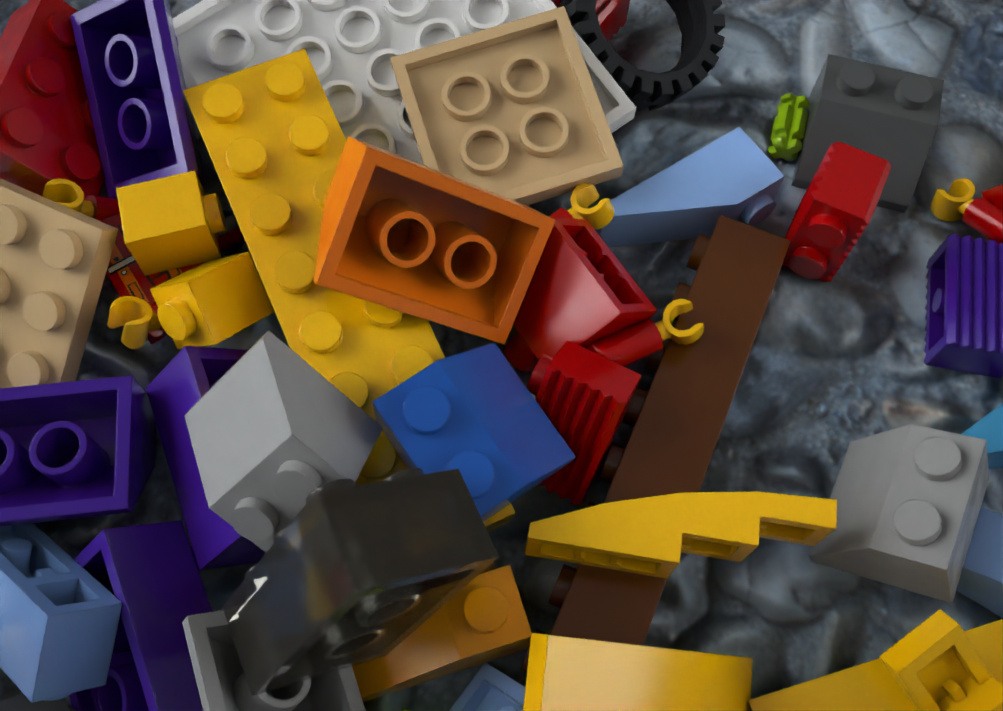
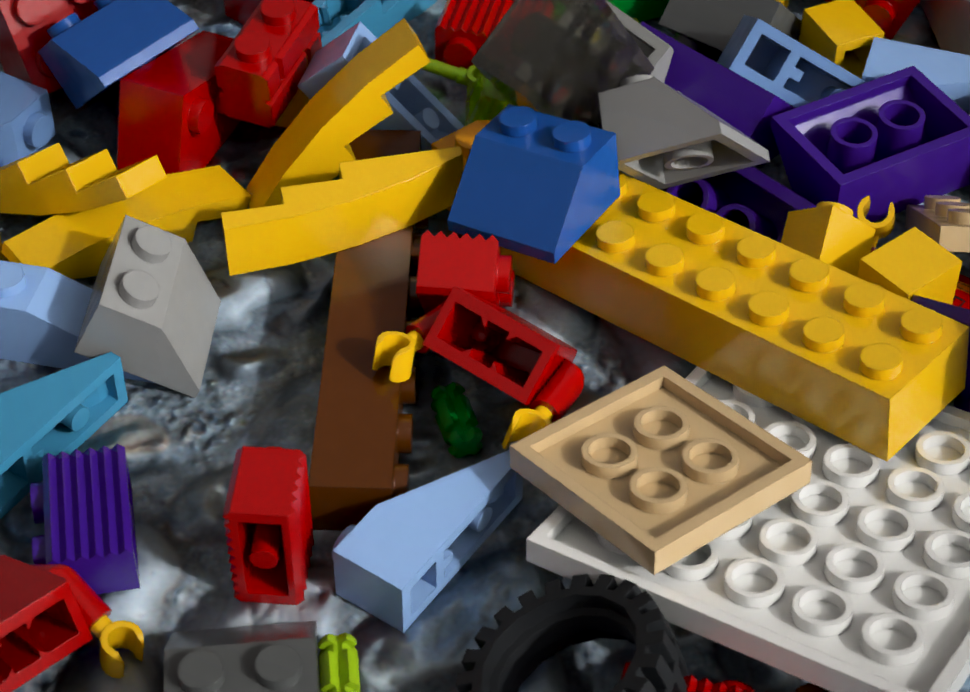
camera: 160 degrees right, 20 degrees down
(427, 242) = (655, 297): orange slope -> none

